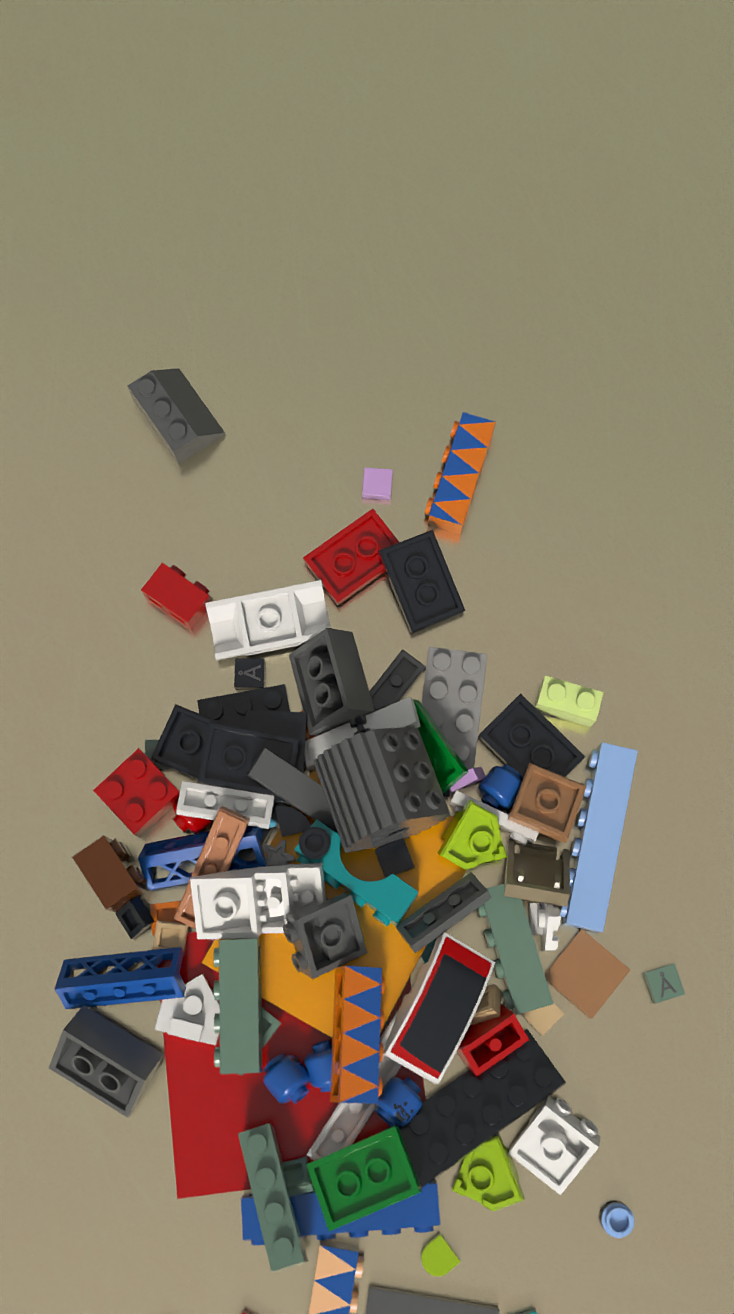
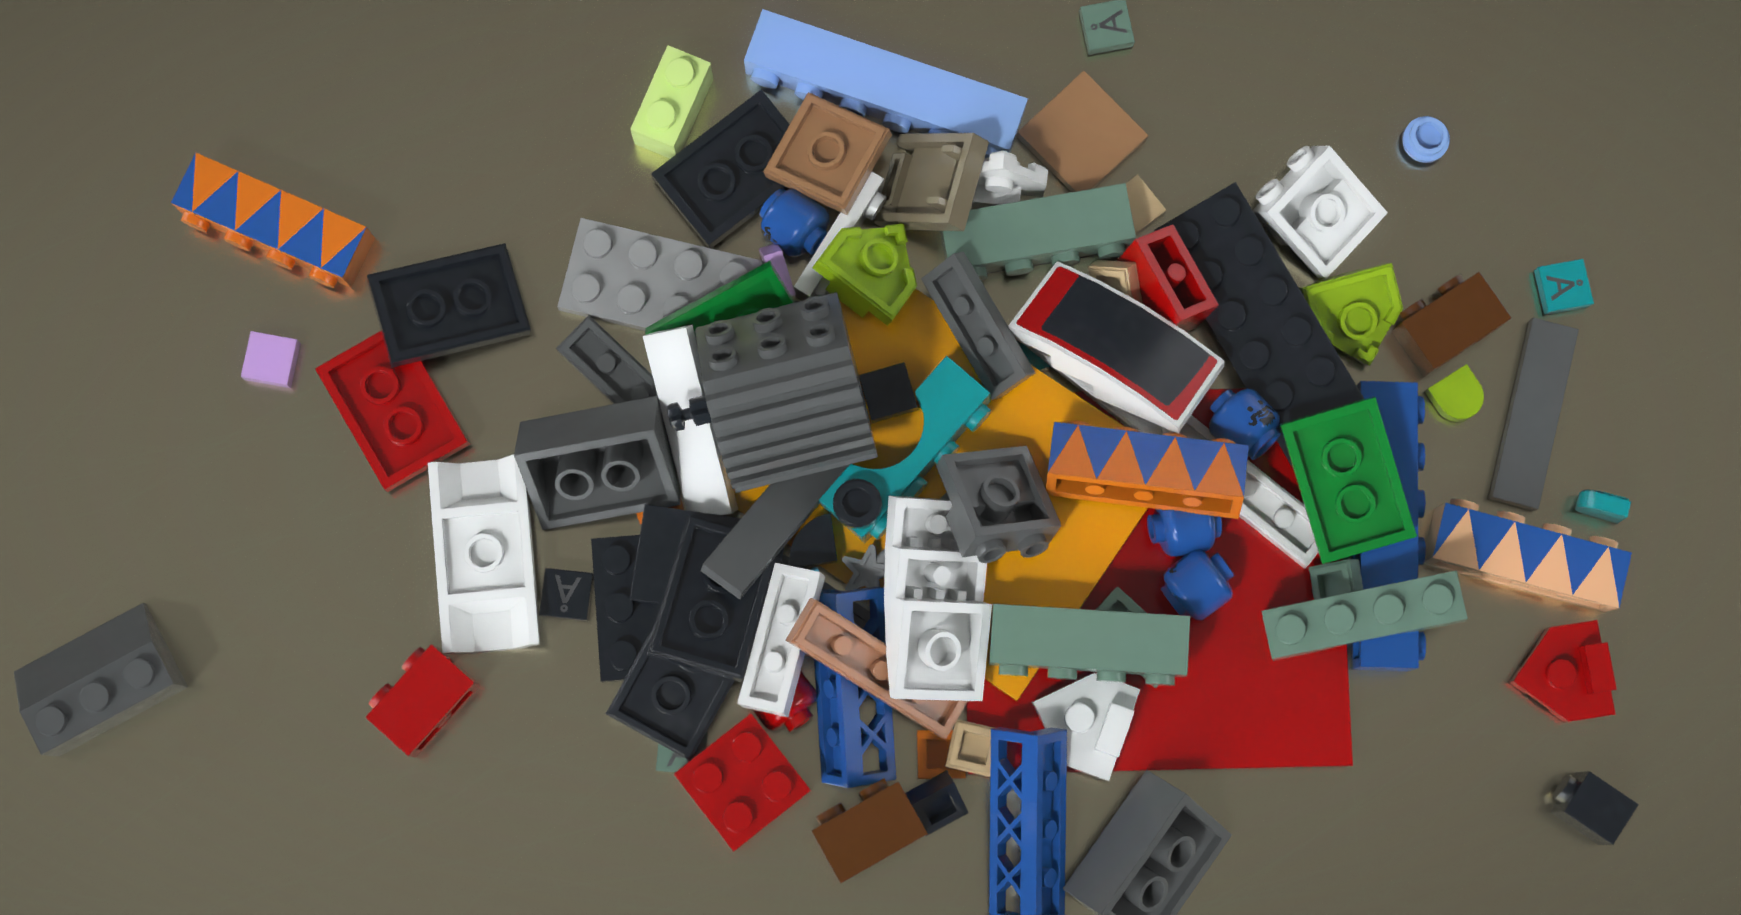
camera: 90 degrees left, 5 degrees up
(487, 1248) = (1450, 323): none -> reddish brown brick

